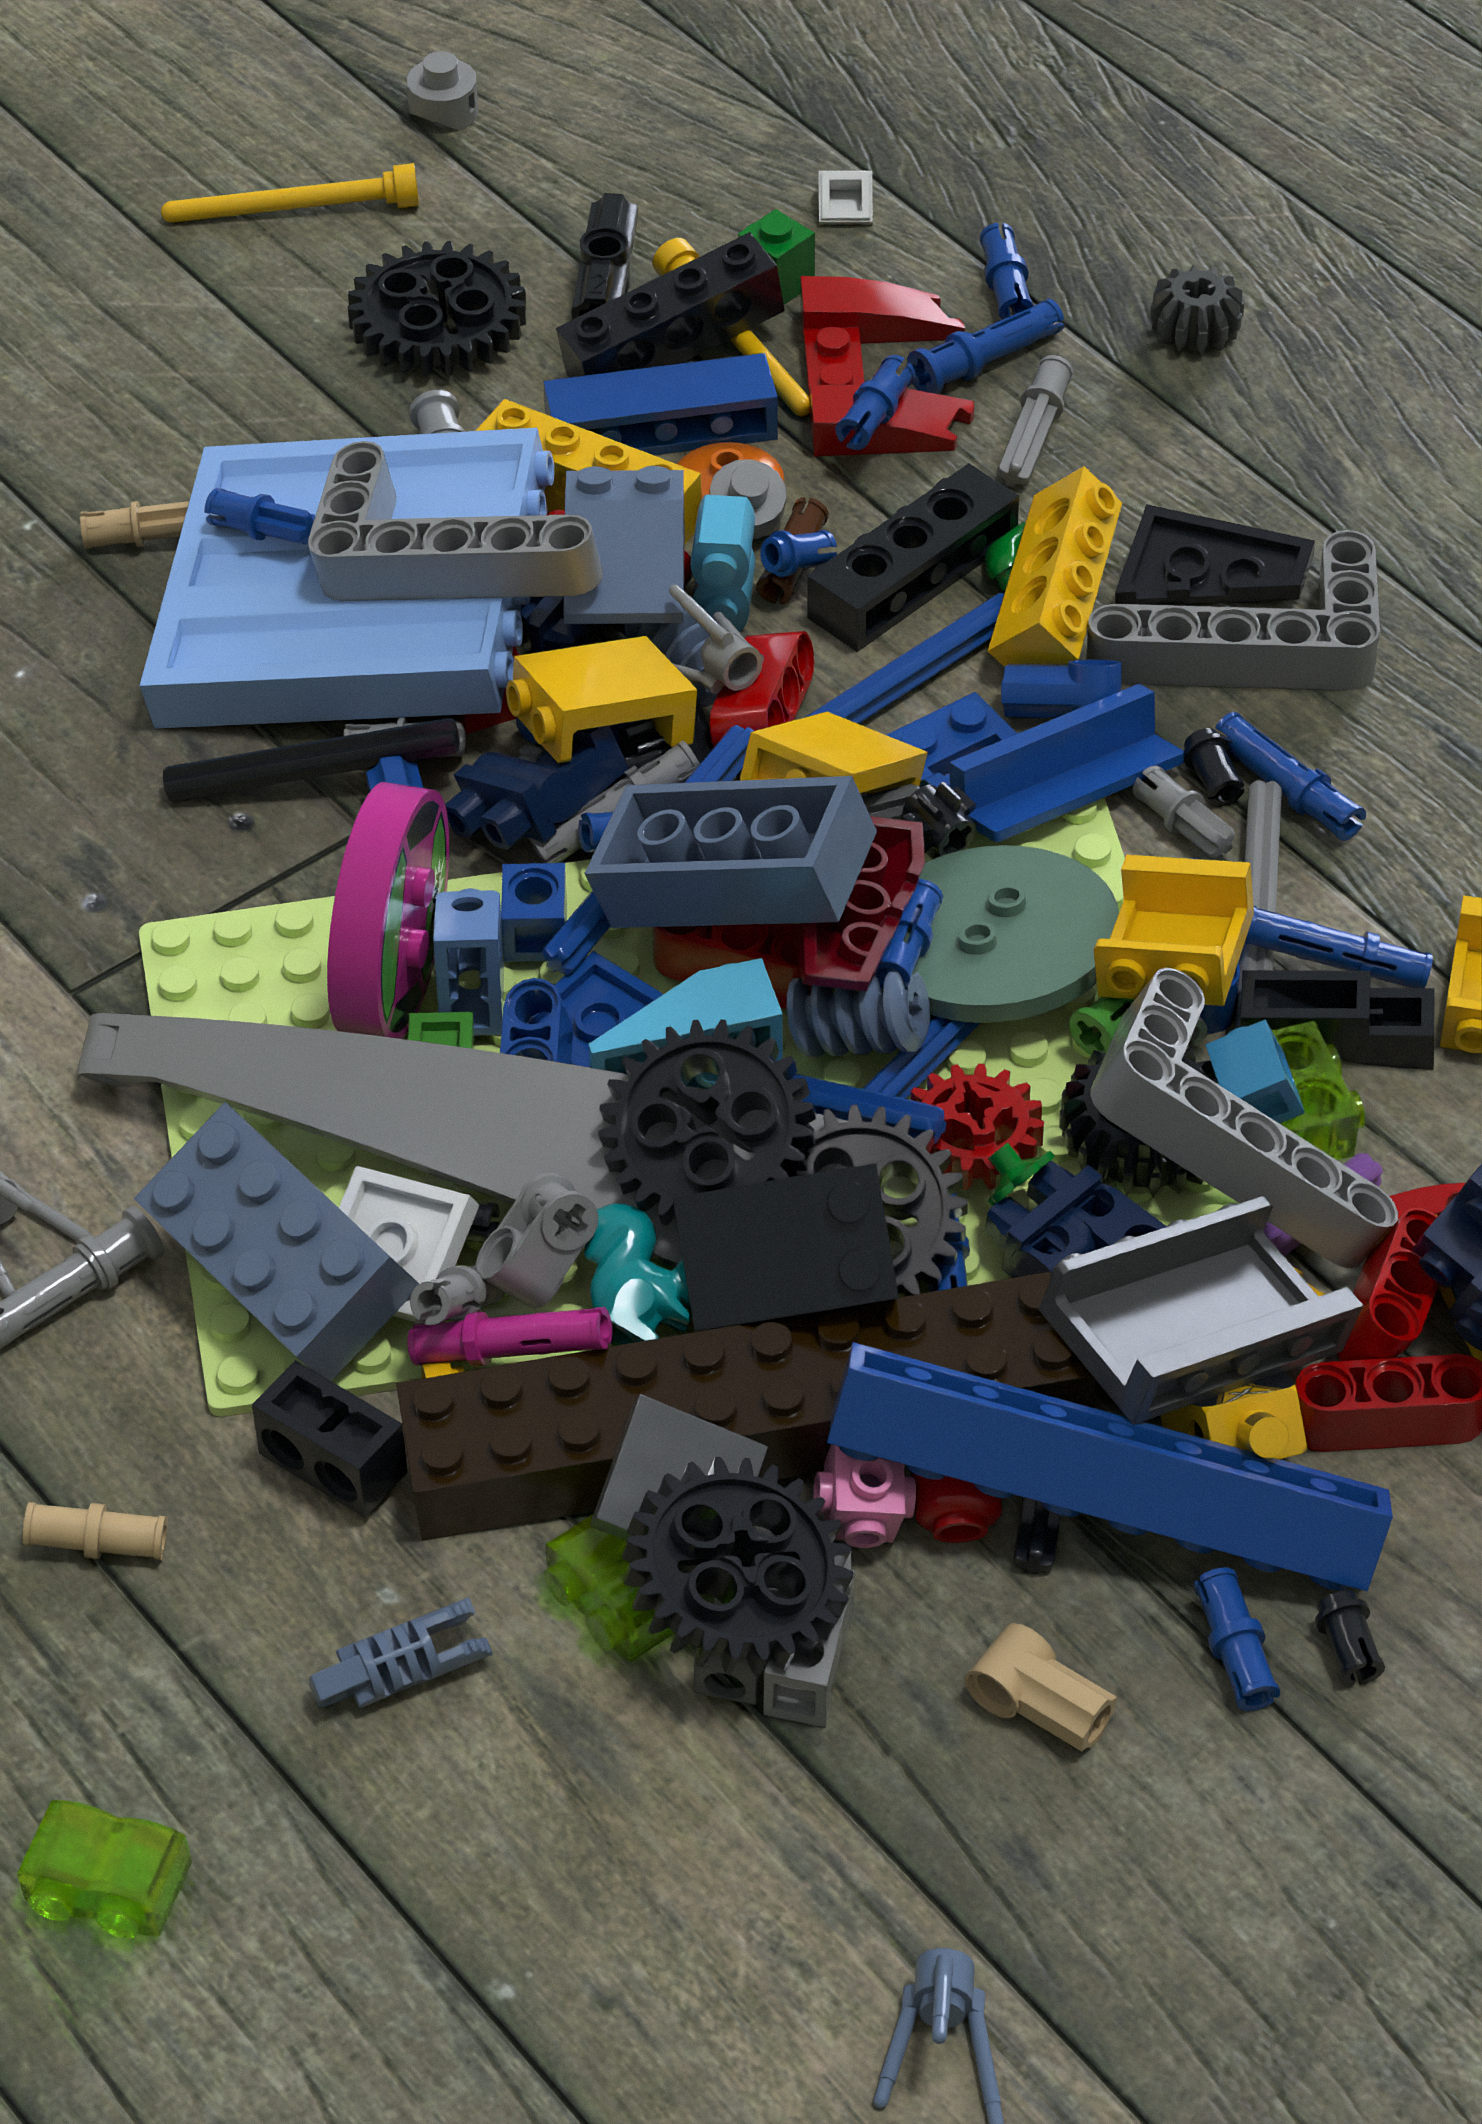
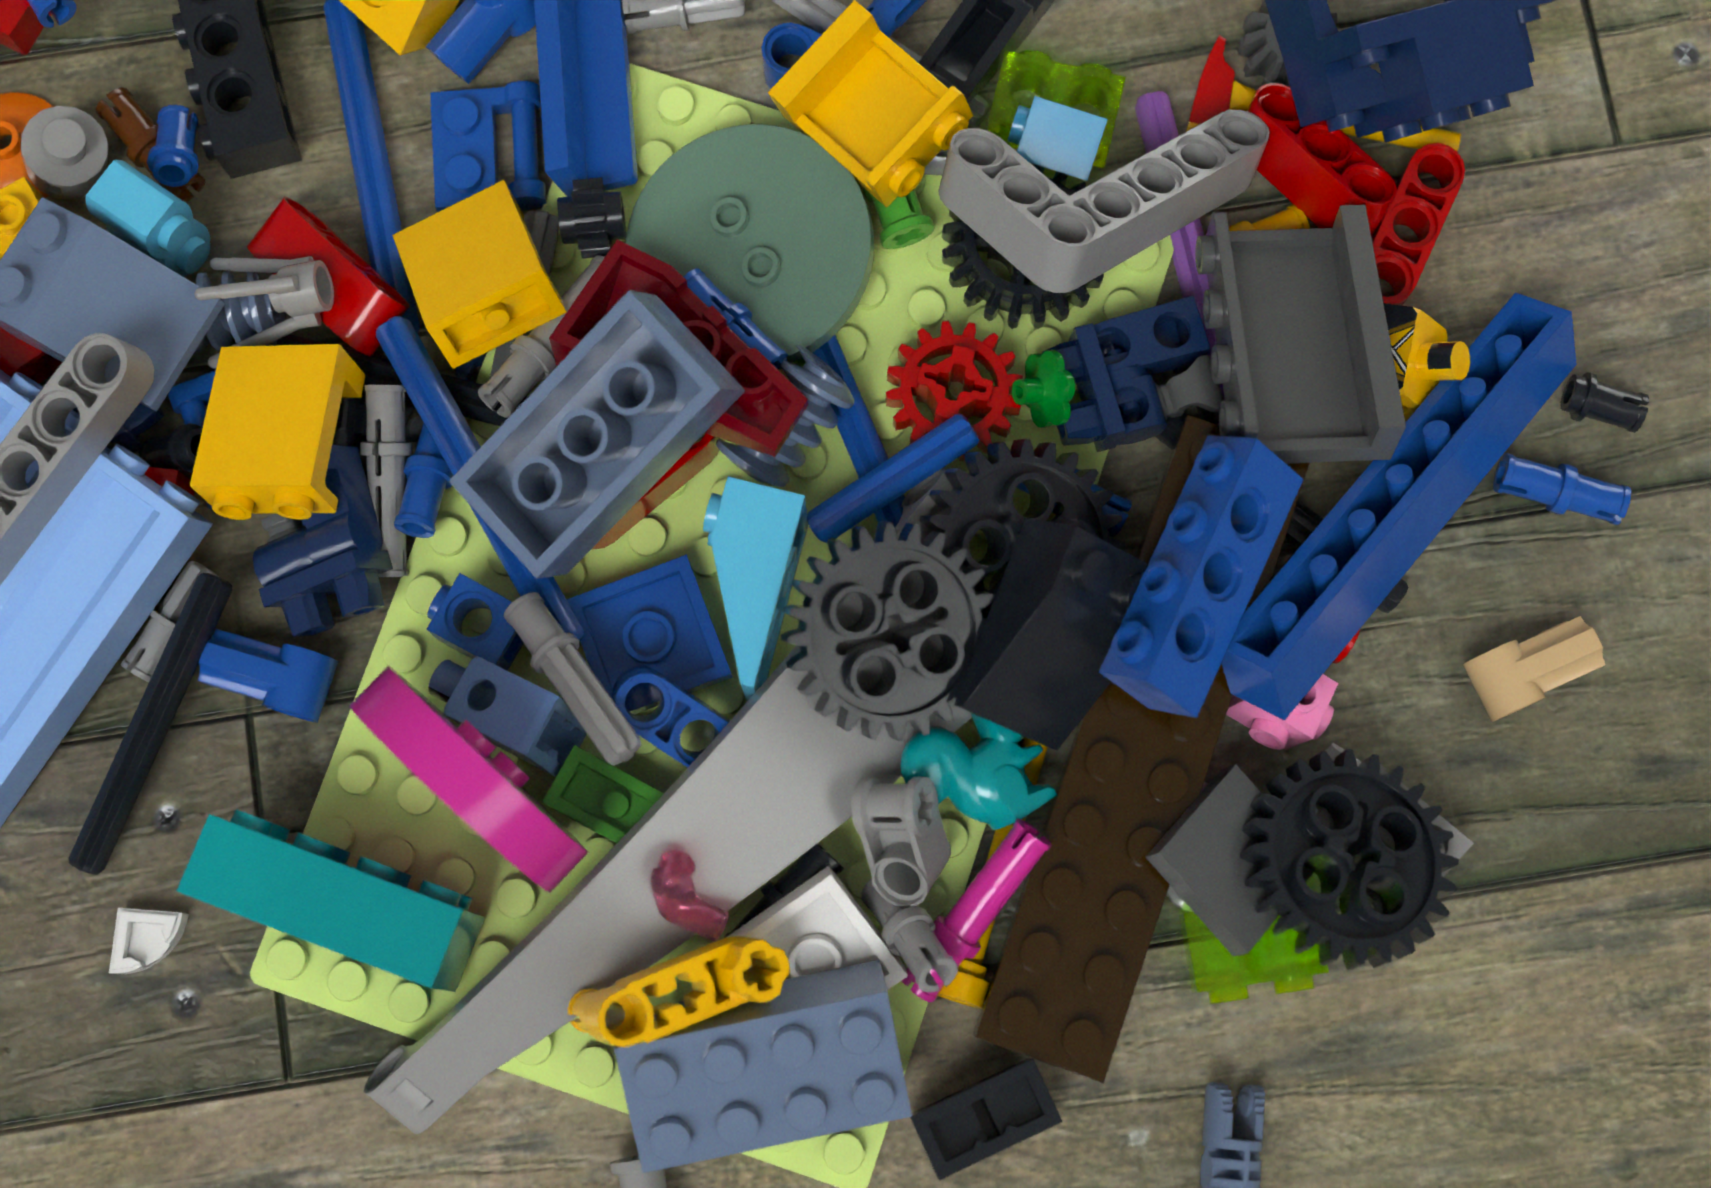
camera: 60 degrees left, 30 degrees up
(131, 848) = (144, 938): none -> white tile
(235, 903) = (322, 900): none -> teal brick
(315, 1157) = (626, 1017): none -> yellow beam
(377, 1097) = (677, 897): none -> clear pink arm
(532, 936) = (573, 679): none -> light grey axle
(1016, 1308) = (1201, 575): none -> blue brick

